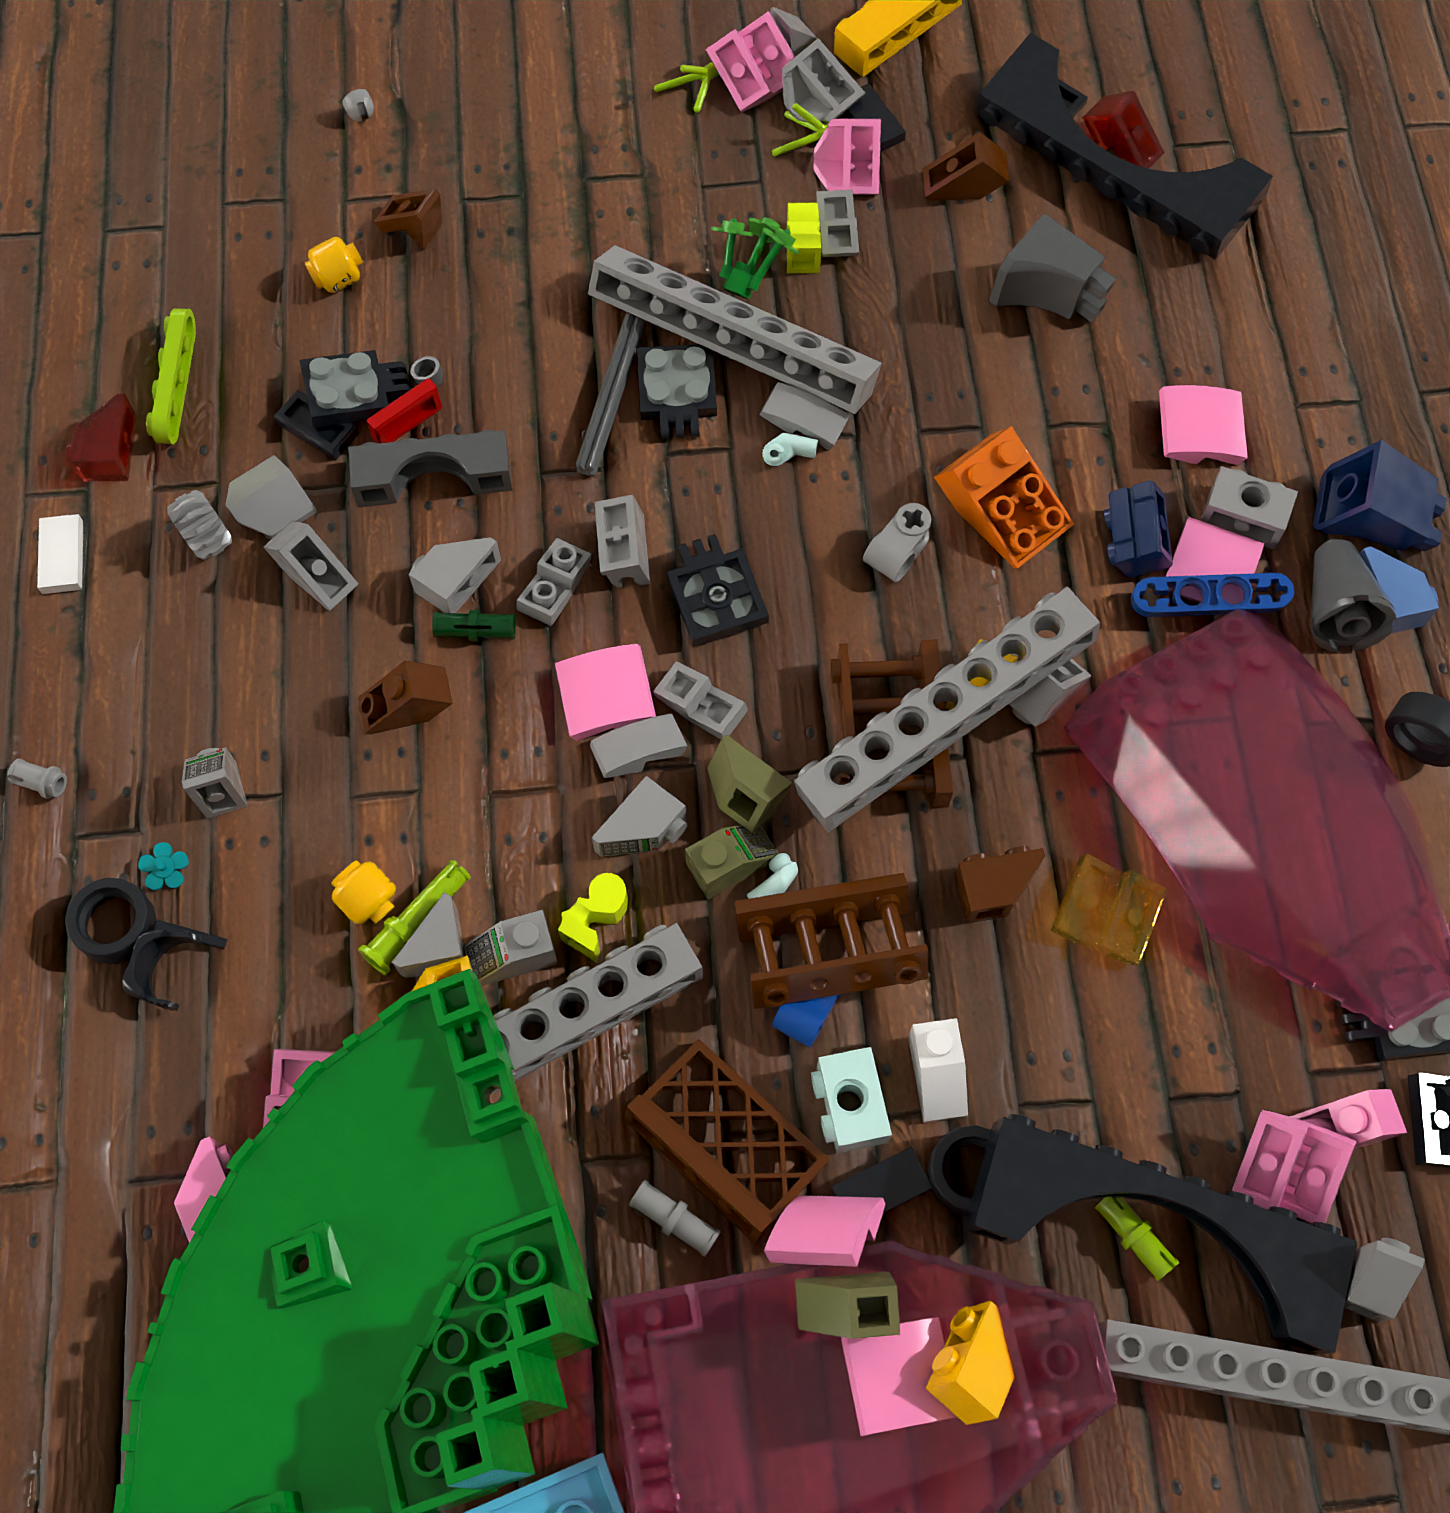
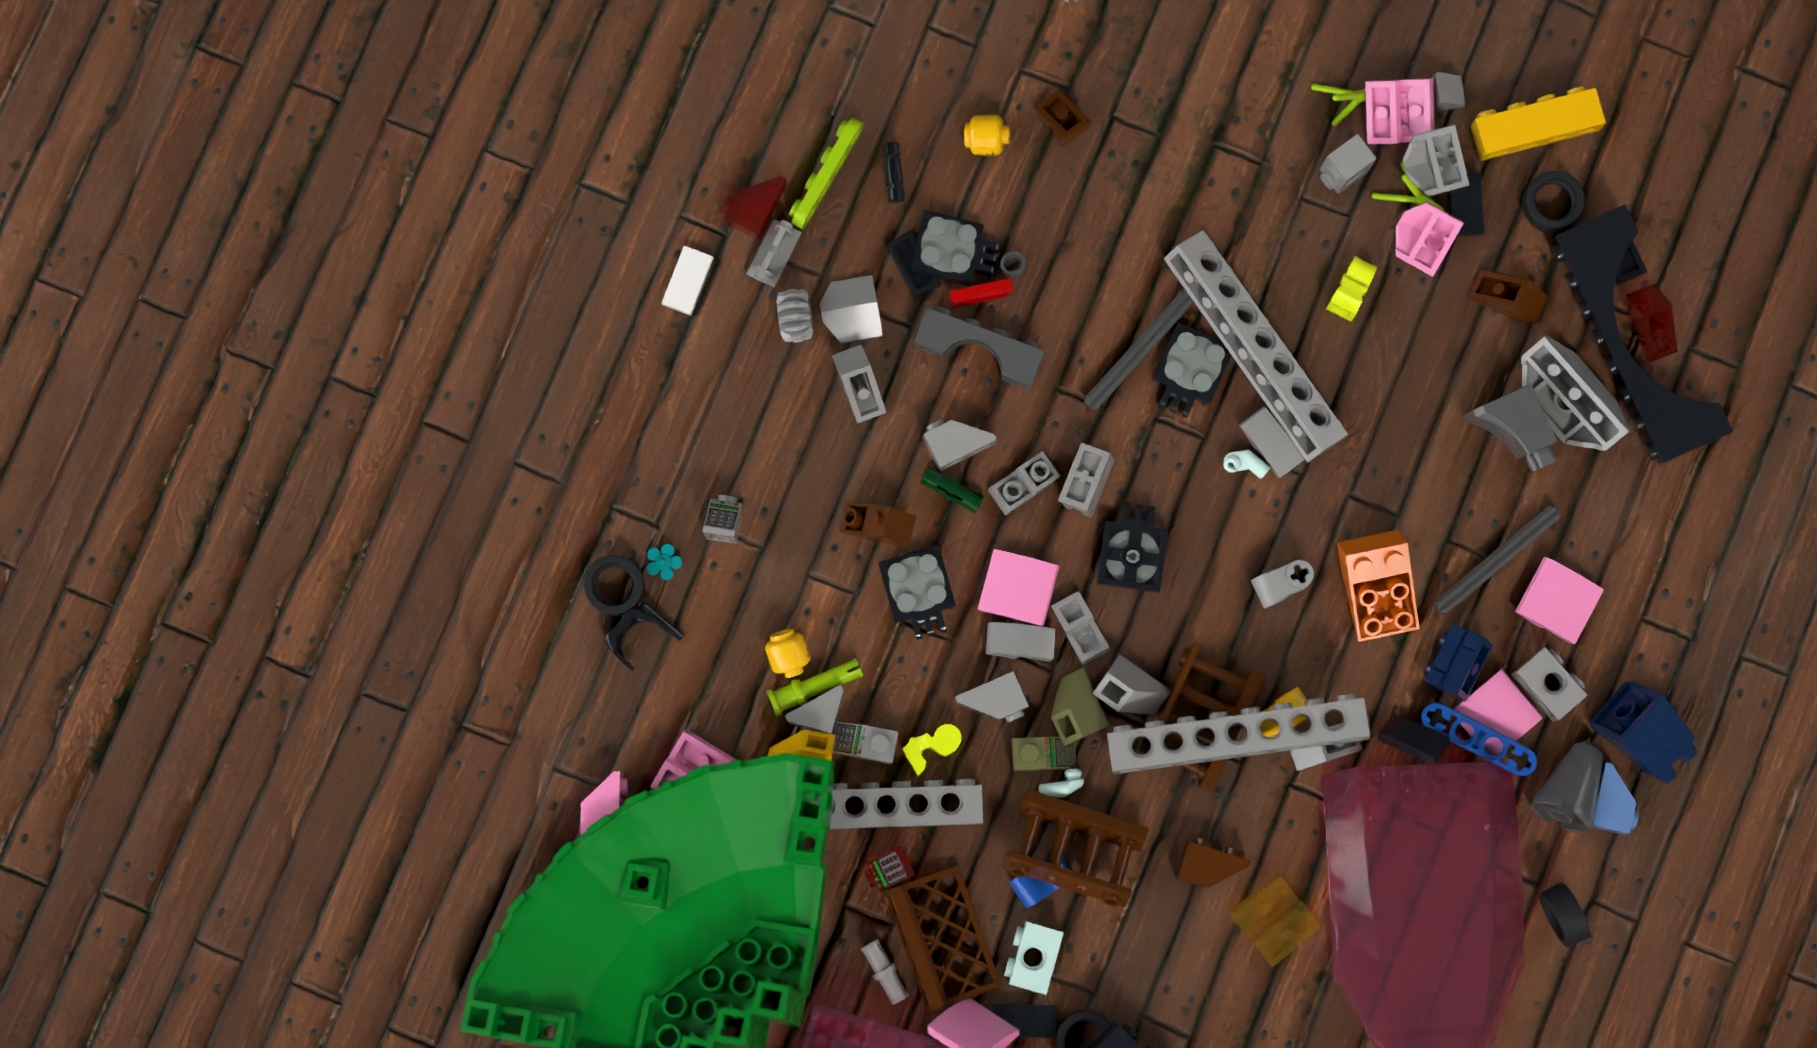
camera: 25 degrees right, 15 degrees up
(47, 781) = (605, 453): light grey pin -> none
(149, 479) = (774, 252): none -> light grey hinge
(250, 346) = (893, 172): none -> black axle
(489, 750) = (918, 589): none -> piece
(616, 1081) = (889, 869): none -> slope
(730, 121) = (1347, 164): none -> light grey brick
(745, 277) = (1284, 305): green plant -> none
(795, 732) = (1130, 689): none -> light grey slope
(837, 223) = (1385, 288): light grey slope -> none
(939, 1070) = (1100, 968): white slope -> none
(959, 56) = (1567, 182): none -> black tyre
(1111, 419) = (1497, 559): none -> dark grey axle
(1114, 229) = (1572, 397): none -> light grey wedge
(1142, 628) = (1414, 738): none -> black tile

